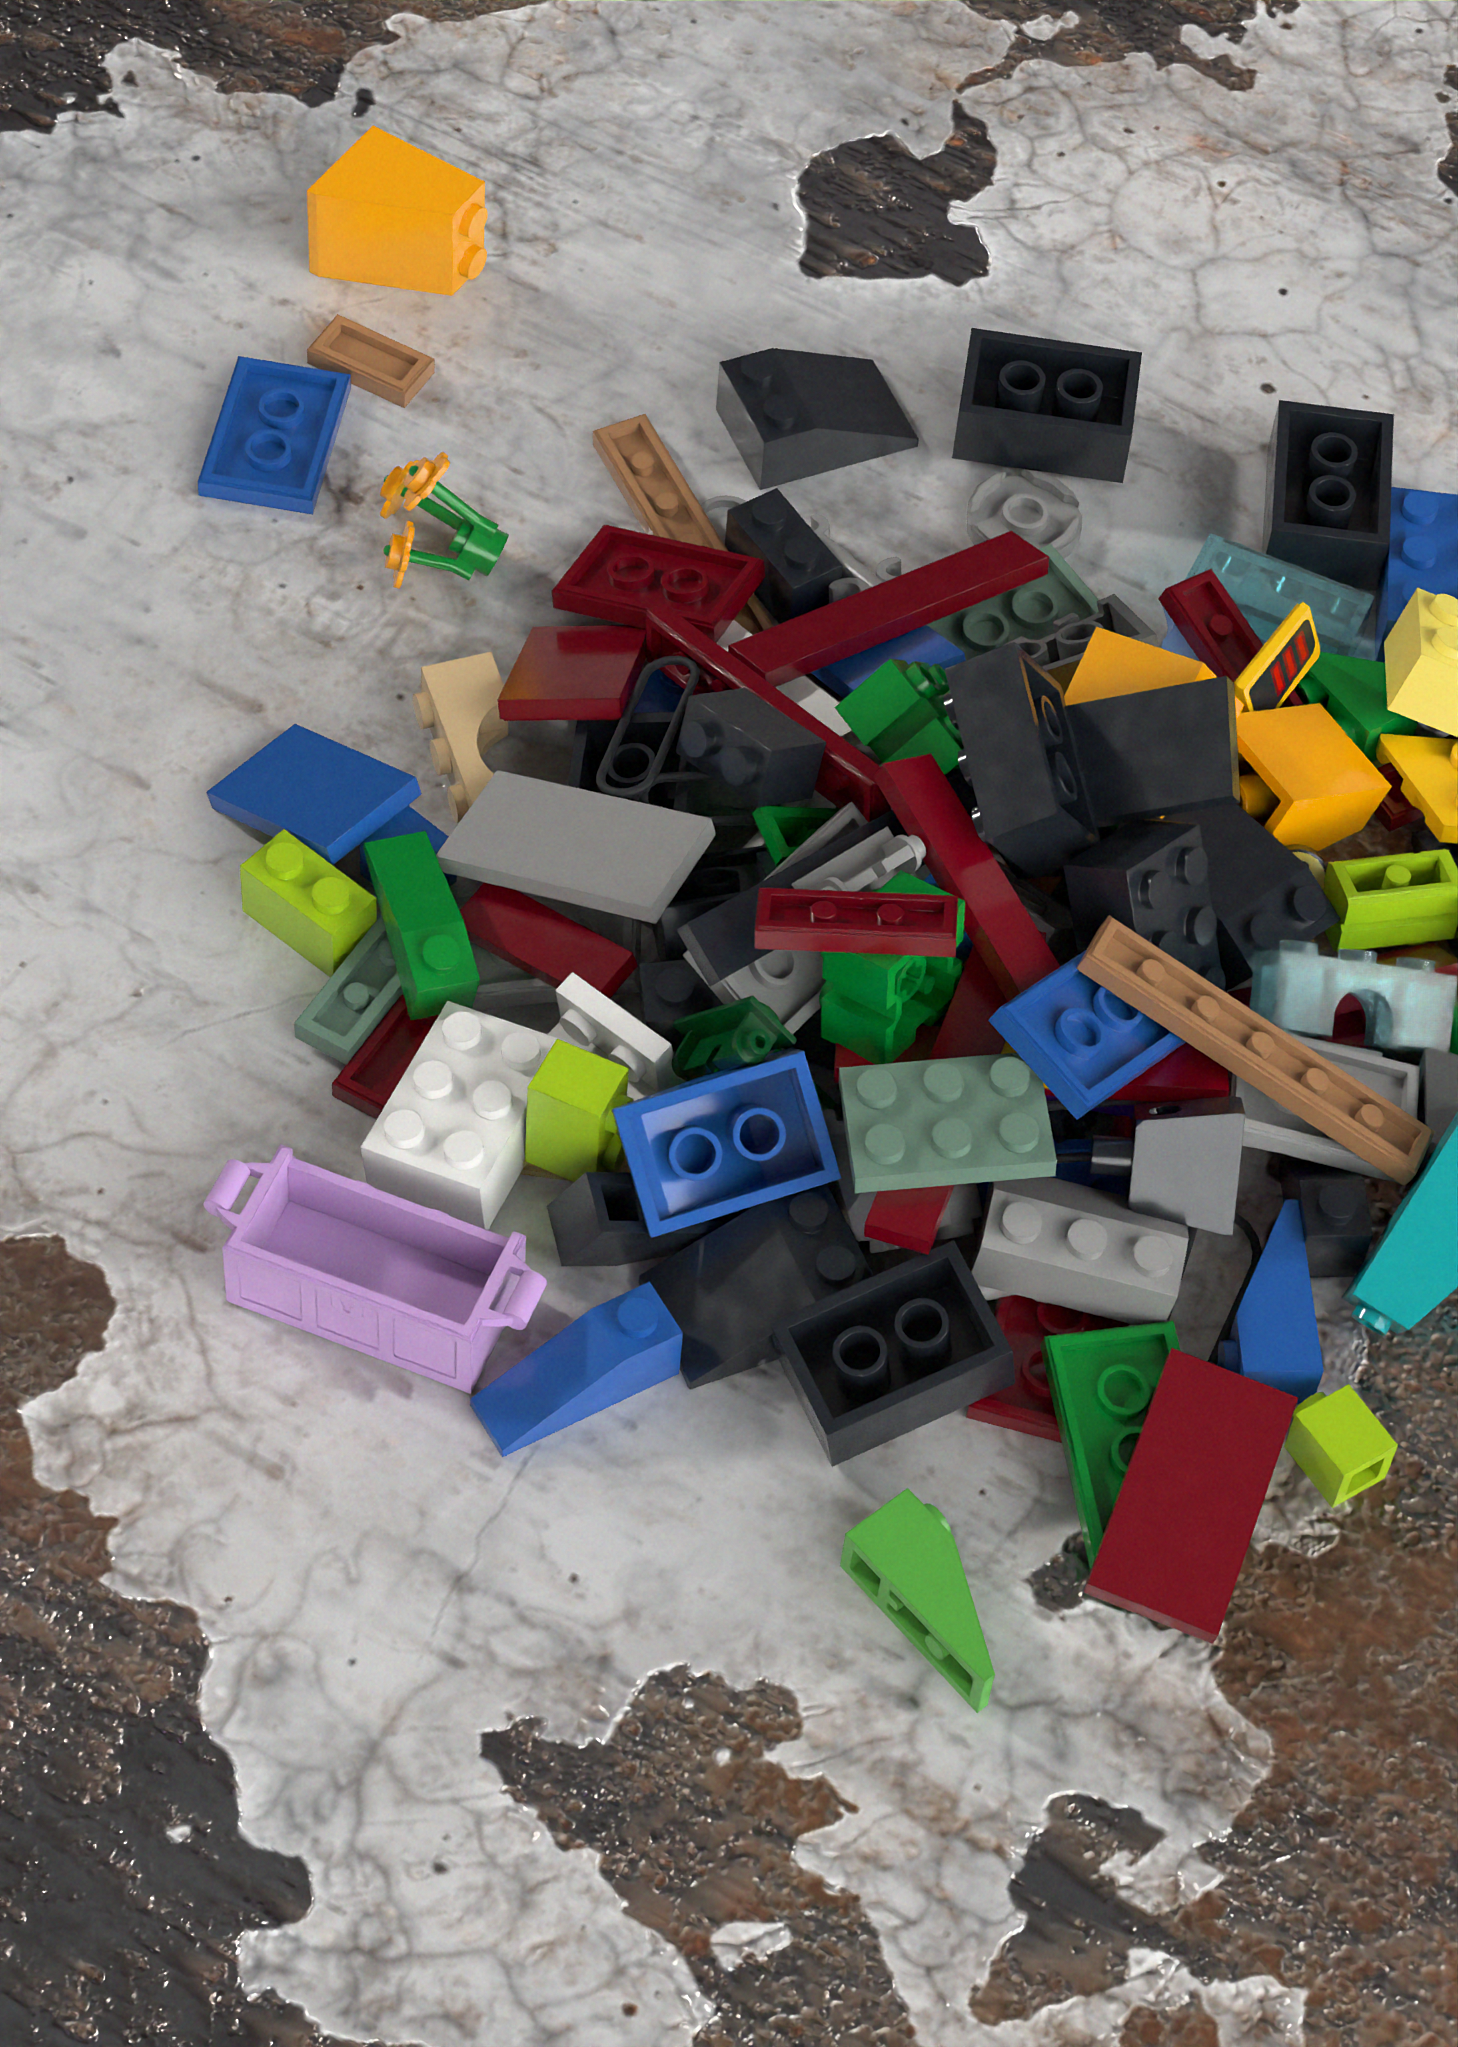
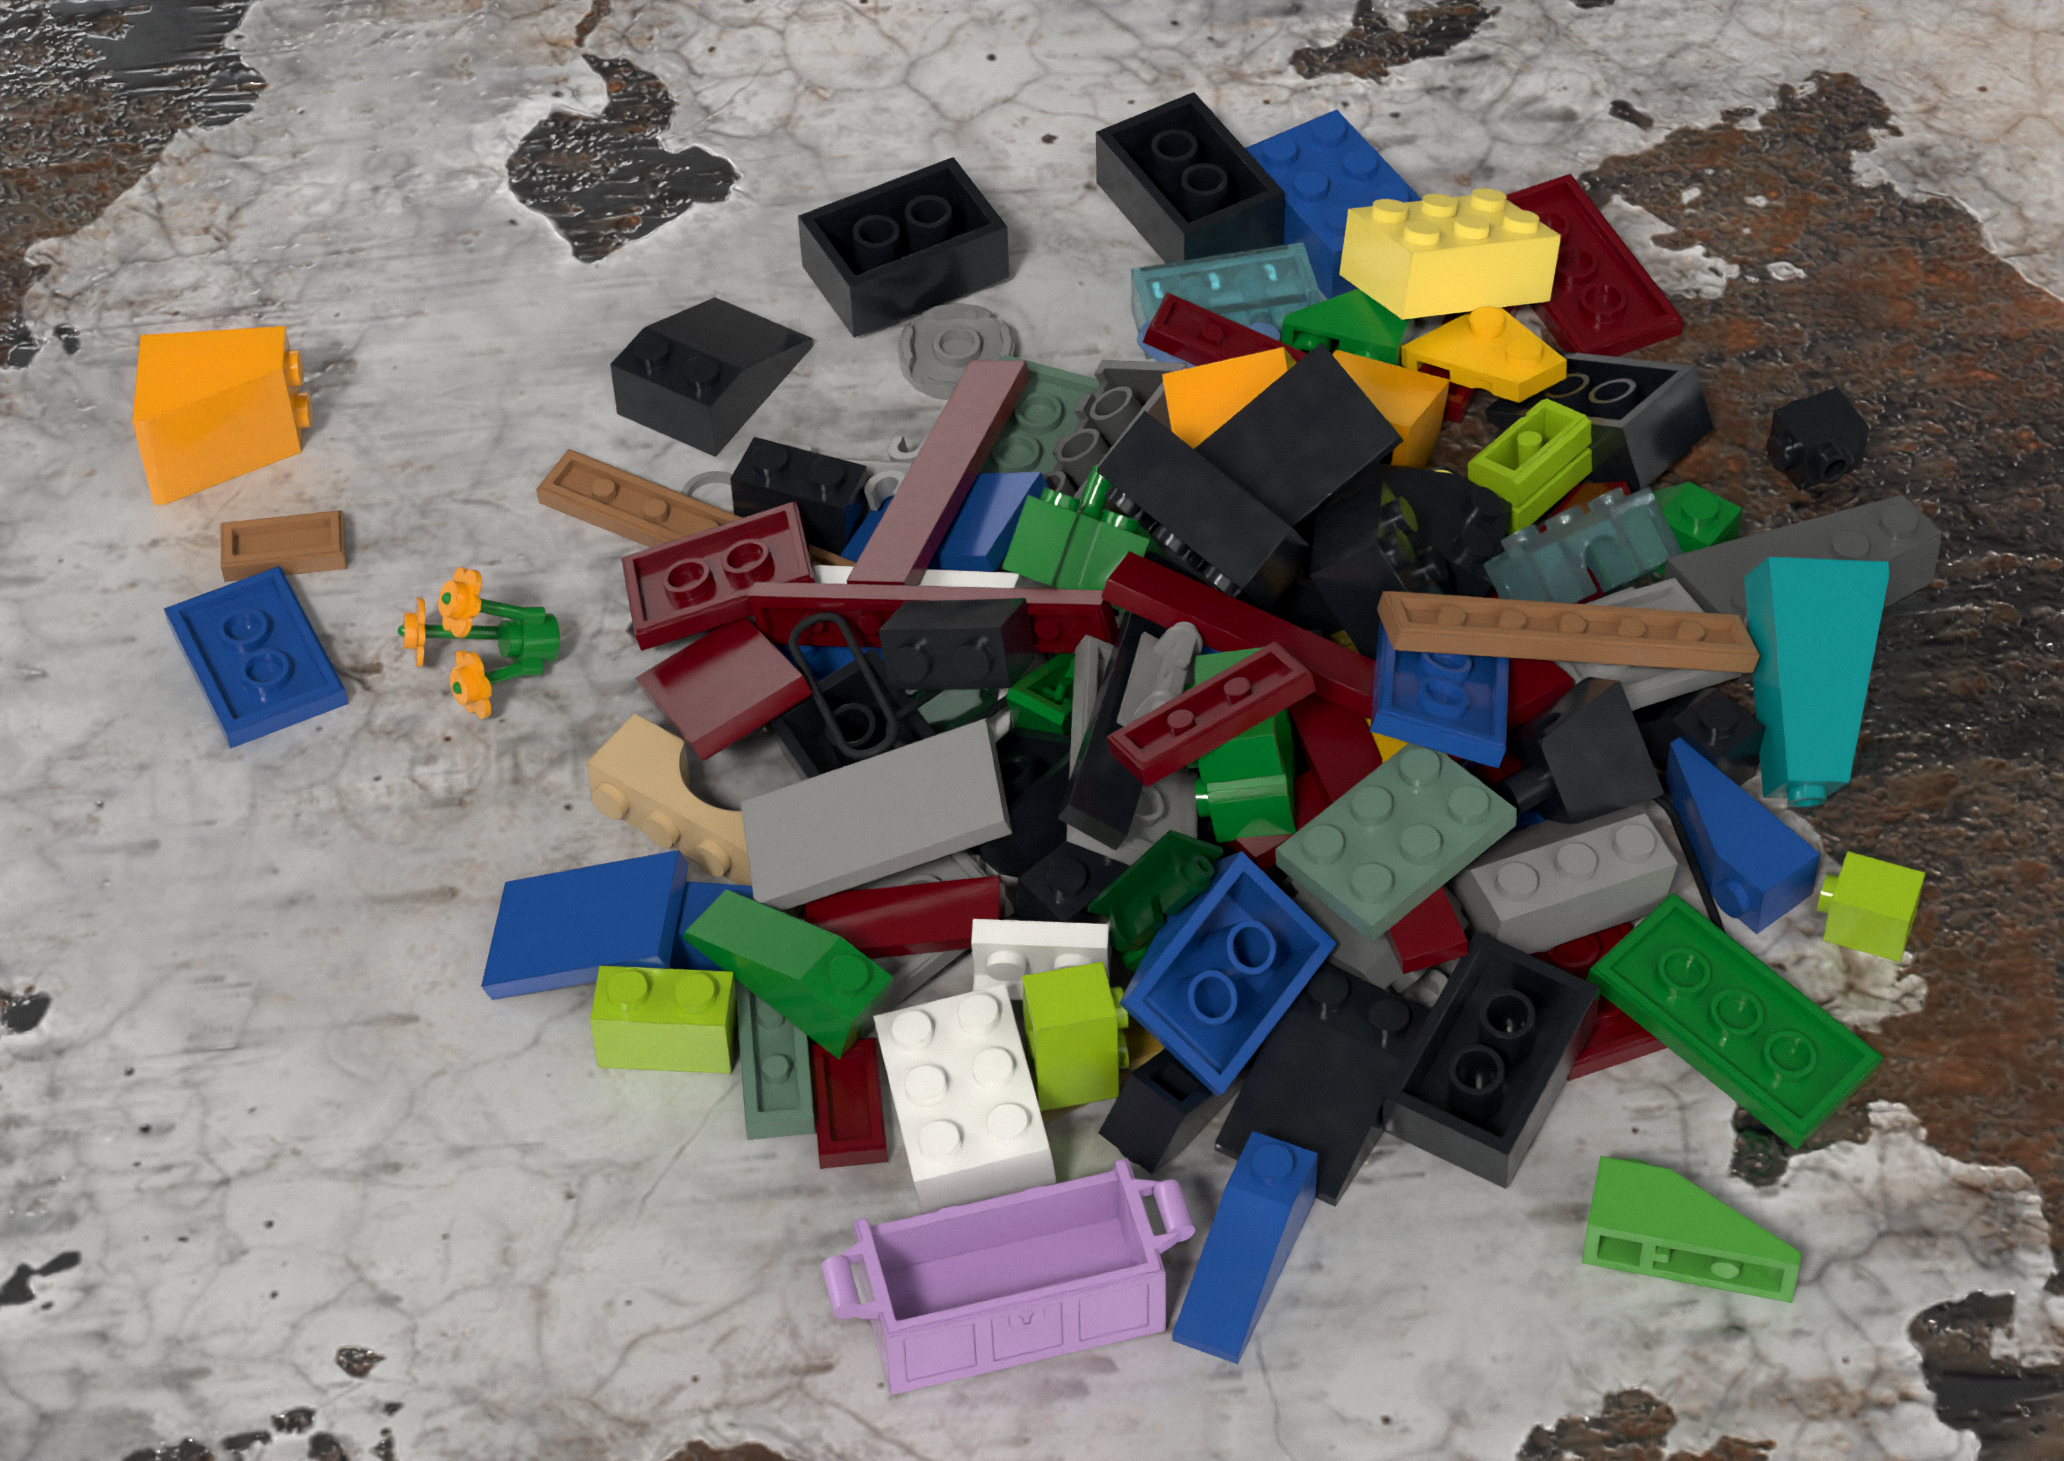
camera: 30 degrees left, 5 degrees down
(1191, 1496) = (1809, 1017): dark red tile -> none
(1279, 662) = (1284, 317): slope -> none

